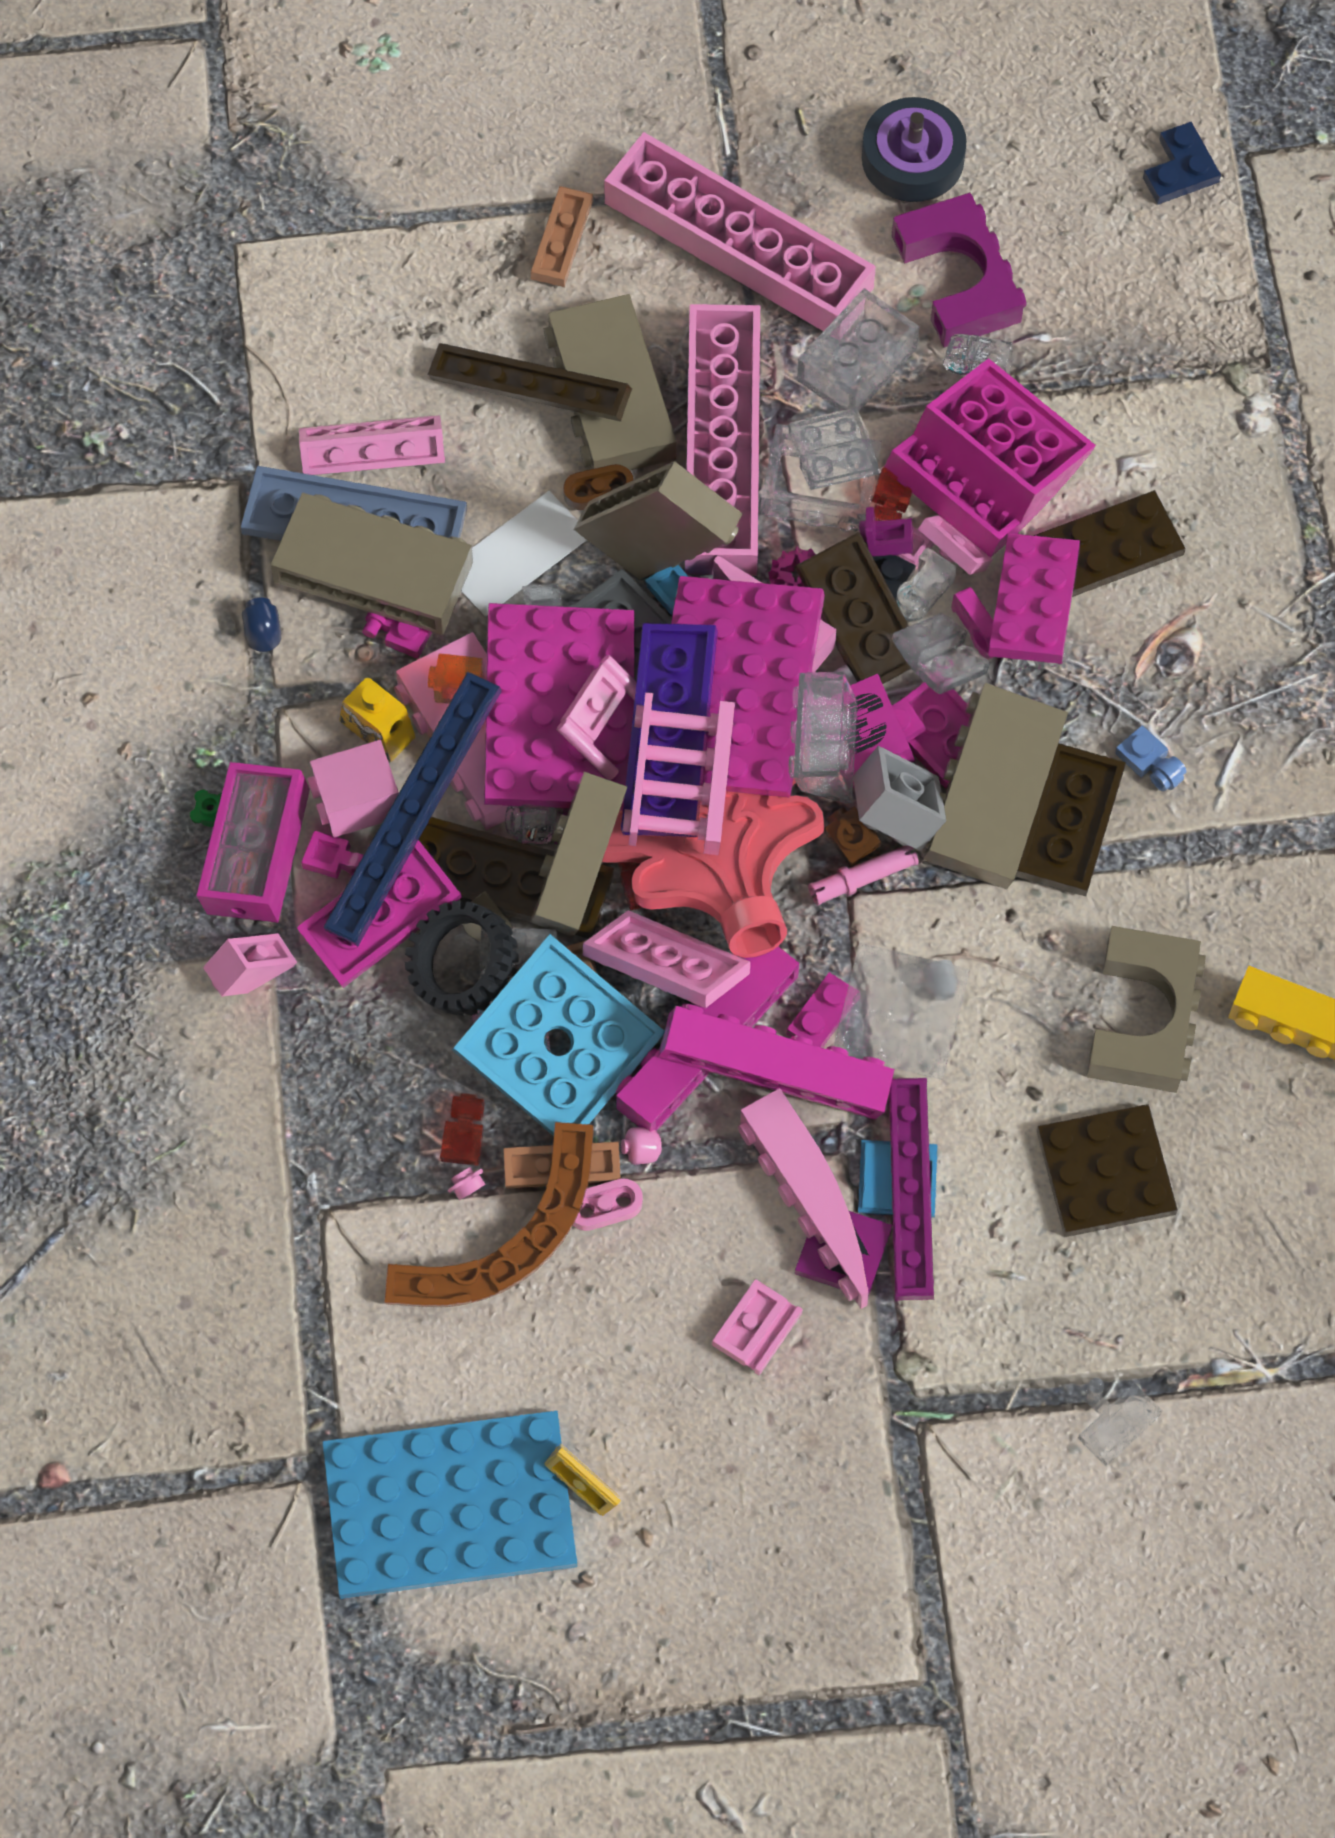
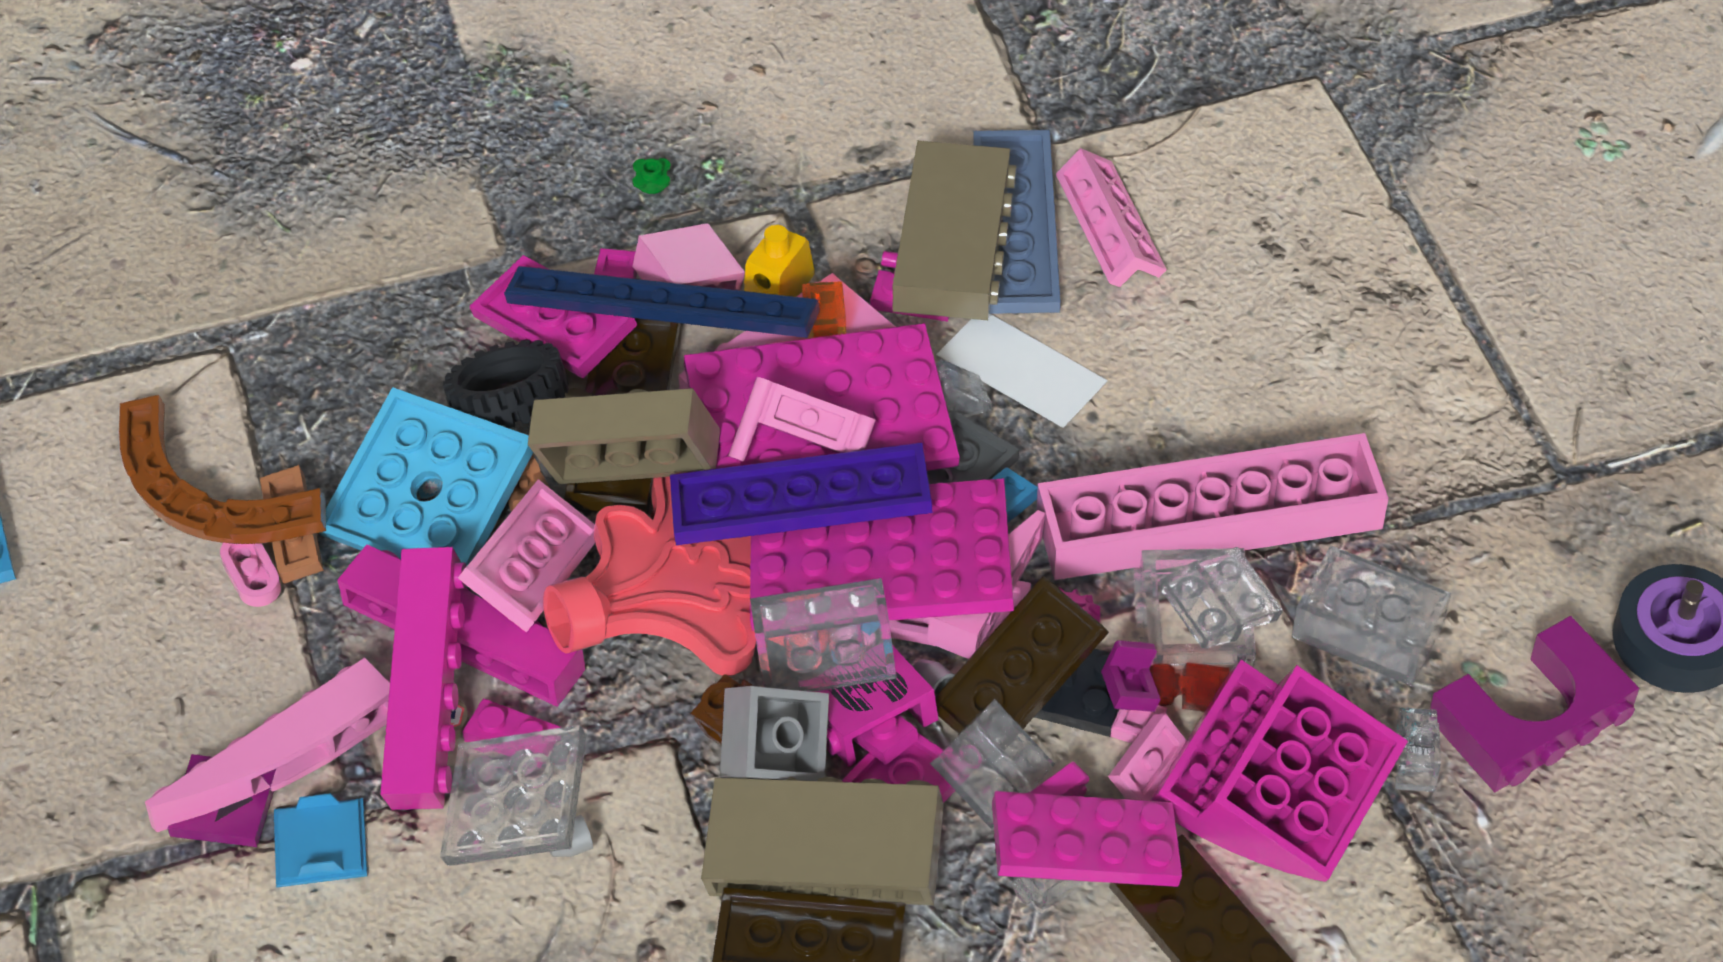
camera: 80 degrees right, 15 degrees down
(248, 963) = (481, 232): bright pink slope -> none
(253, 842) = (609, 203): brick -> none
(261, 624) = (871, 173): dark blue piece -> none
(463, 1138) = (312, 434): clear red plate -> none
(466, 1183) = (261, 447): bright pink plate -> none
(530, 382) = (1217, 320): dark brown plate -> none
(561, 236) = (1428, 328): nougat plate -> none
(594, 483) = (1124, 421): reddish brown plate -> none
(609, 344) = (1252, 397): dark tan brick -> none
(641, 1145) = (326, 596): bright pink piece -> none
(658, 521) = (1041, 417): dark tan brick -> none
(709, 794) = (743, 536): bright pink fence -> none
(736, 232) = (1490, 473): bright pink brick -> none
(757, 1327) = (119, 729): bright pink plate -> none
(849, 879) = (681, 727): bright pink pin -> none
(911, 1189) = (286, 849): magenta tile -> none
(927, 587) = (1084, 740): clear leg -> none

